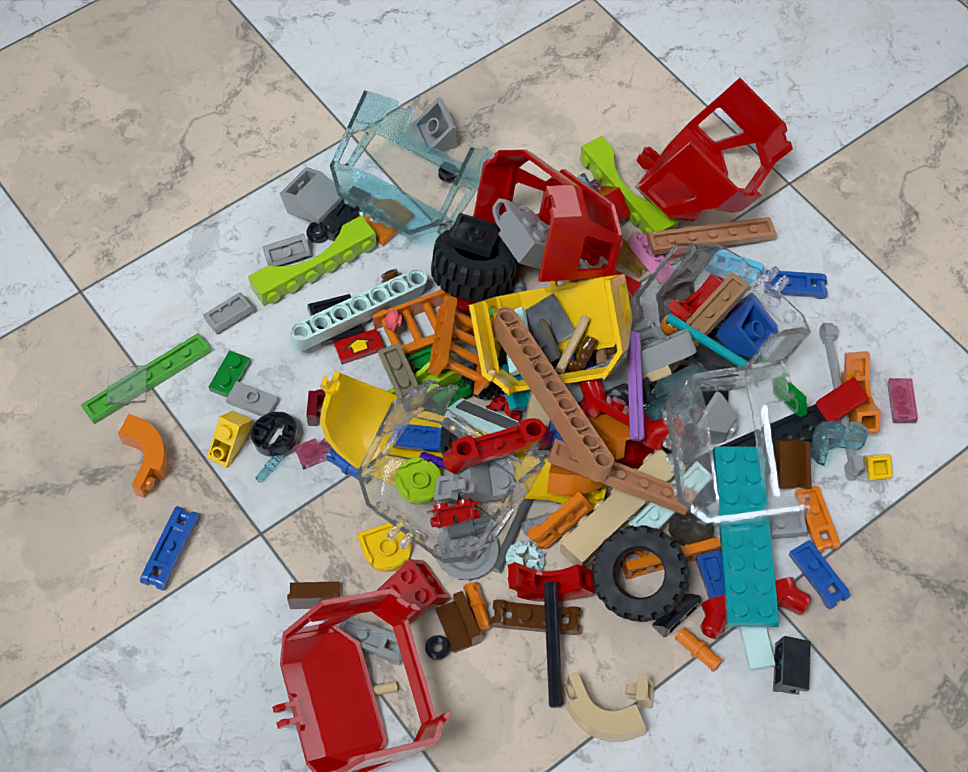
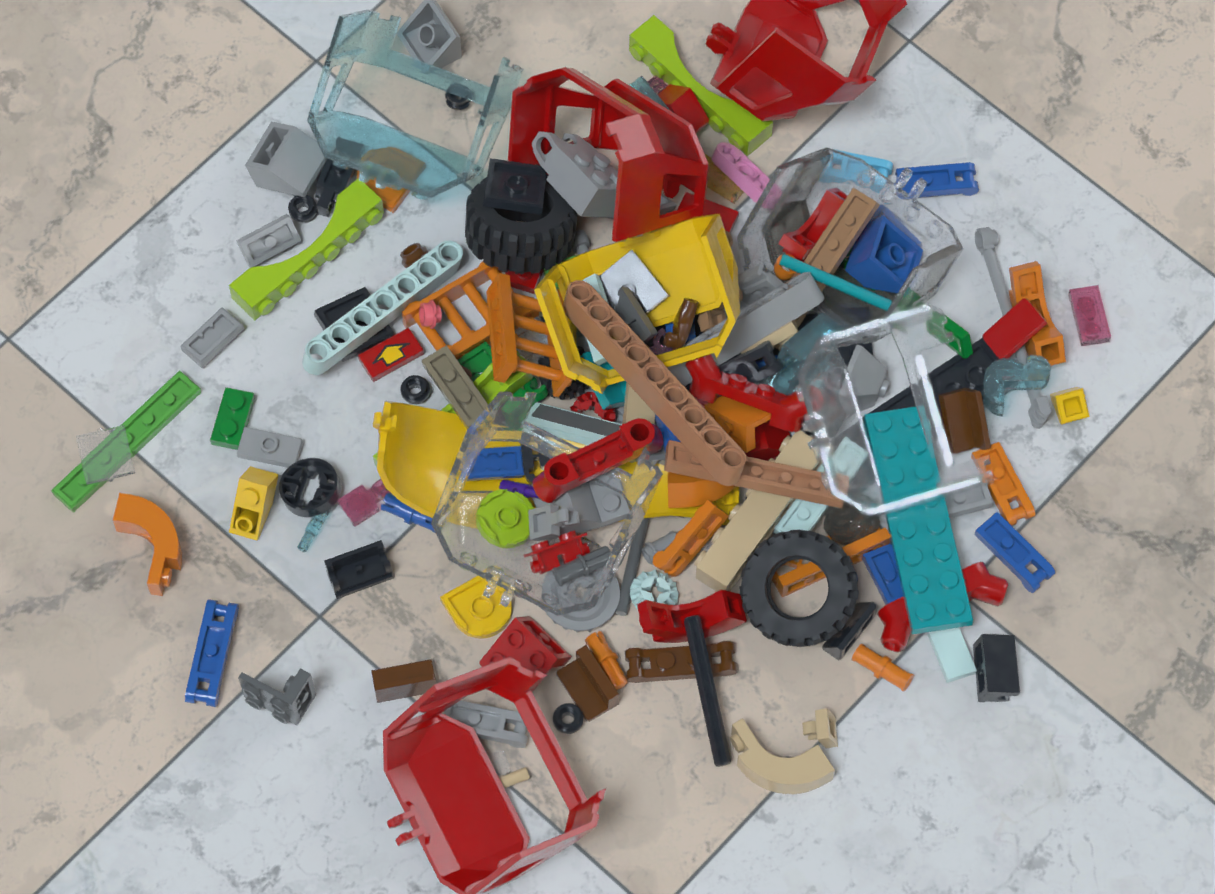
camera: 10 degrees left, 5 degrees up
(220, 597) = (284, 707): none -> dark grey bracket
(297, 502) = (358, 569): none -> black hinge
(314, 406) = (353, 435): dark red bracket -> none
(371, 368) = (411, 382): none -> black plate
(572, 344) = (667, 312): tan bar -> none
(635, 388) = (756, 358): medium lavender axle -> none
(721, 233) = (818, 133): nougat plate -> none

